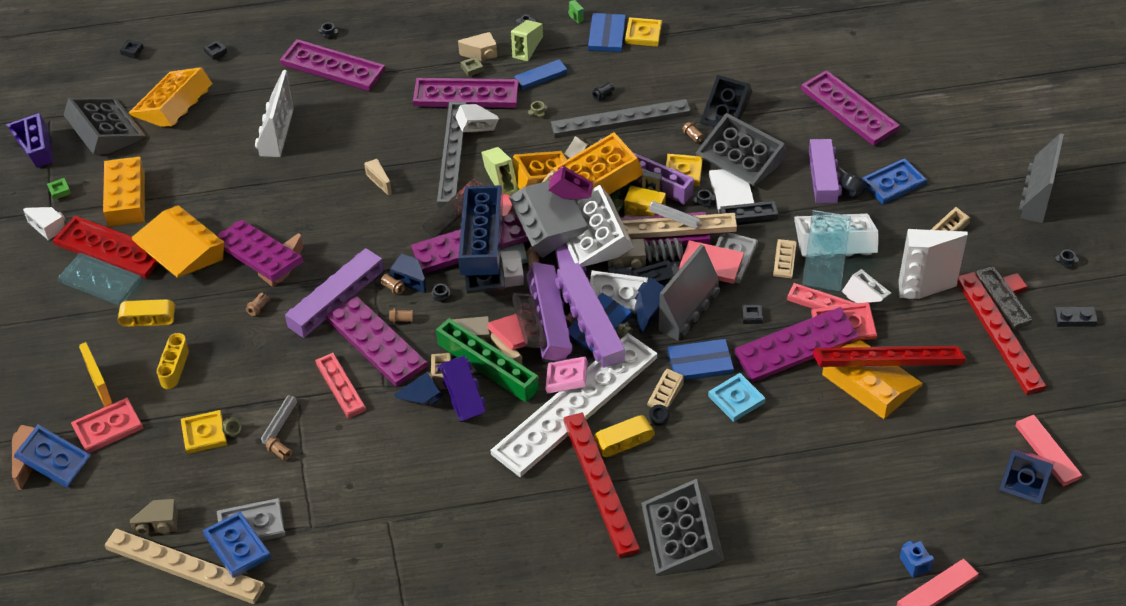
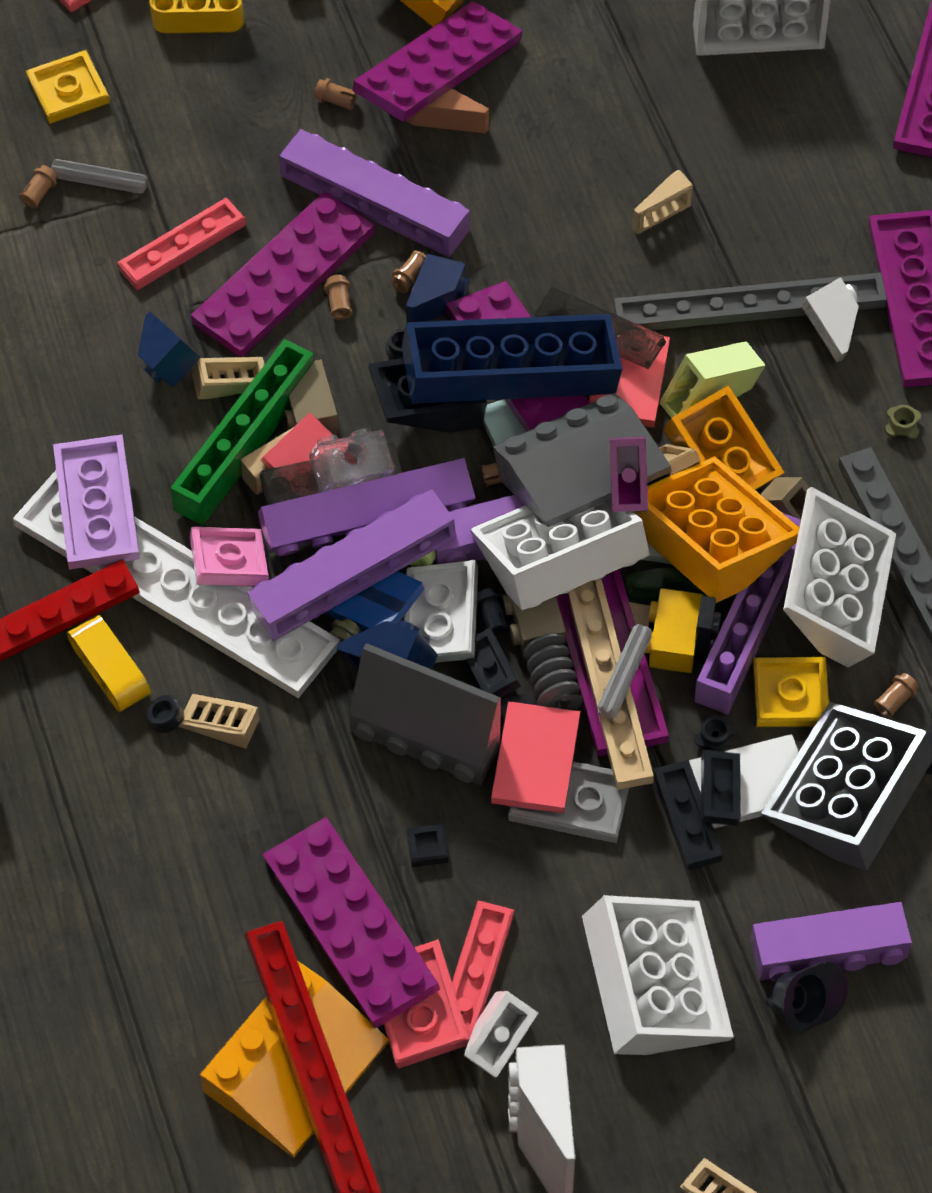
camera: 80 degrees right, 10 degrees up
(236, 427) = (68, 120): olive plate -> none
(462, 387) = (170, 397): dark purple wedge -> none
(512, 268) = (468, 434): white slope -> none
(521, 427) = (96, 502): none -> lavender plate
(529, 303) = (335, 472): none -> clear brick
(637, 132) = (839, 578): none -> white slope
(701, 359) = (302, 768): blue tile -> none
(736, 397) = (216, 832): medium azure plate -> none
(740, 194) = (720, 788): none -> black plate
(784, 248) = (584, 876): tan slope -> none
(826, 250) = (574, 944): clear light blue plate -> none
(894, 181) = (839, 1084): blue tile -> none

